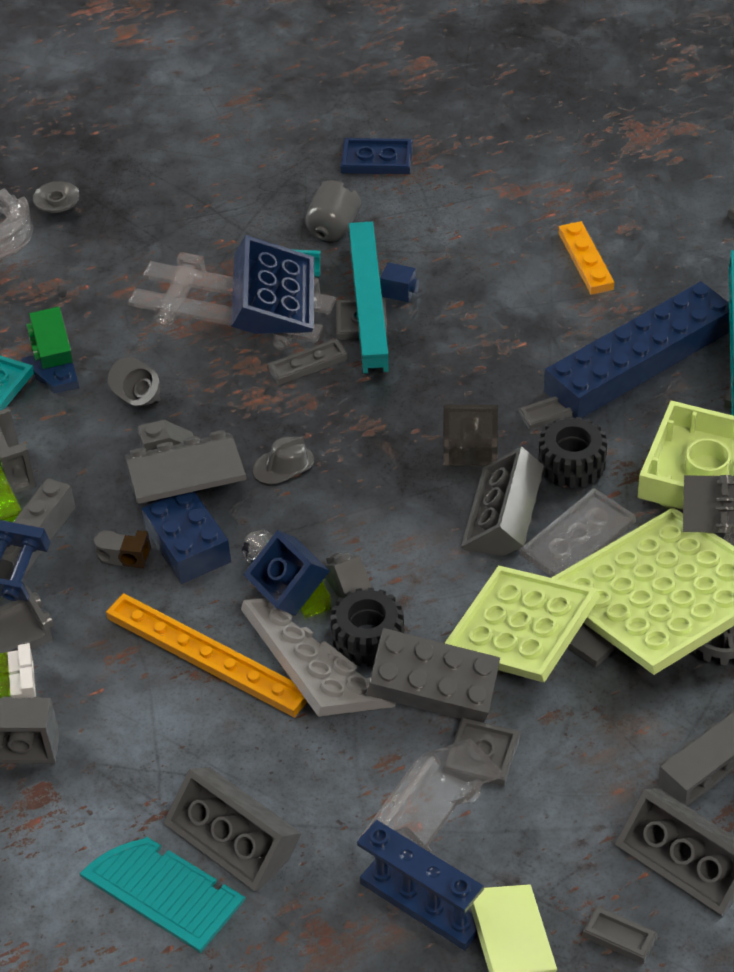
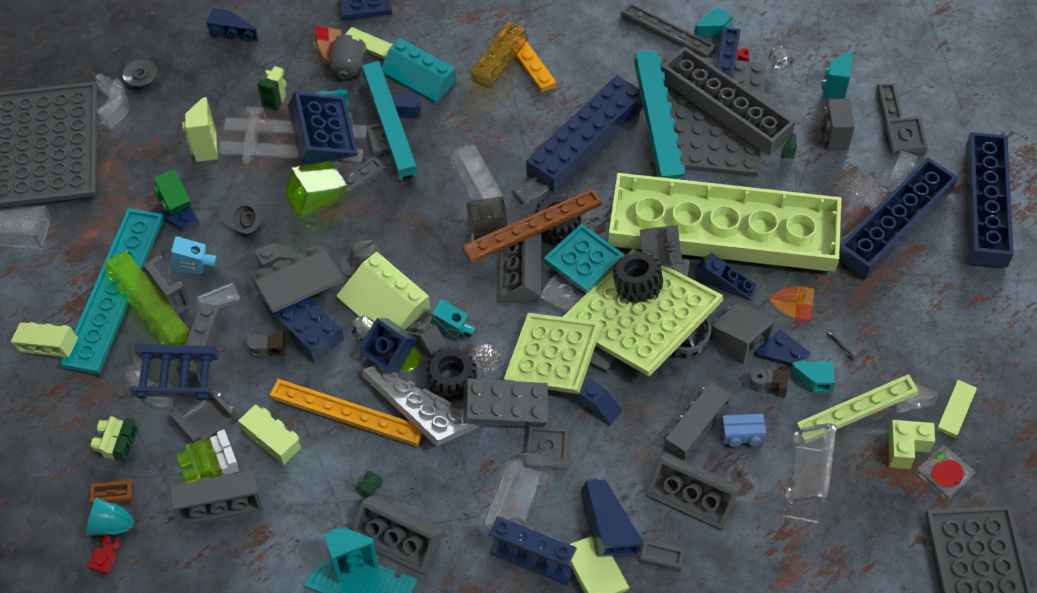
camera: 15 degrees left, 10 degrees up
(51, 421) = (190, 256): none -> medium azure torso
(81, 479) = (222, 296): none -> clear tile
(92, 663) = (270, 434): none -> yellowish green brick
(111, 271) = (201, 131): none -> yellowish green slope
(152, 835) = (350, 553): none -> teal slope
(189, 157) = (227, 24): none -> dark blue slope
(211, 753) = (369, 484): none -> clear green wheel
(221, 236) = (272, 89): none -> dark green hips
(243, 363) = (314, 187): none -> clear neon green slope
(303, 505) = (383, 292): none -> yellowish green slope
(306, 186) = (324, 38): none -> shield
(375, 206) = (374, 45): none -> yellowish green tile
(384, 557) = (451, 321): none -> teal torso
(423, 615) = (486, 357): none -> clear head
(425, 242) = (418, 70): none -> teal slope
(466, 372) = (473, 172): none -> clear wedge
(529, 449) = (531, 225): none -> dark orange tile
(541, 237) = (499, 55): none -> clear yellow brick
(546, 869) = (608, 522): none -> dark blue slope
(573, 702) = (598, 402): none -> dark blue slope
(597, 507) = (583, 258): none -> teal plate
(668, 539) = (638, 276): none -> black tyre

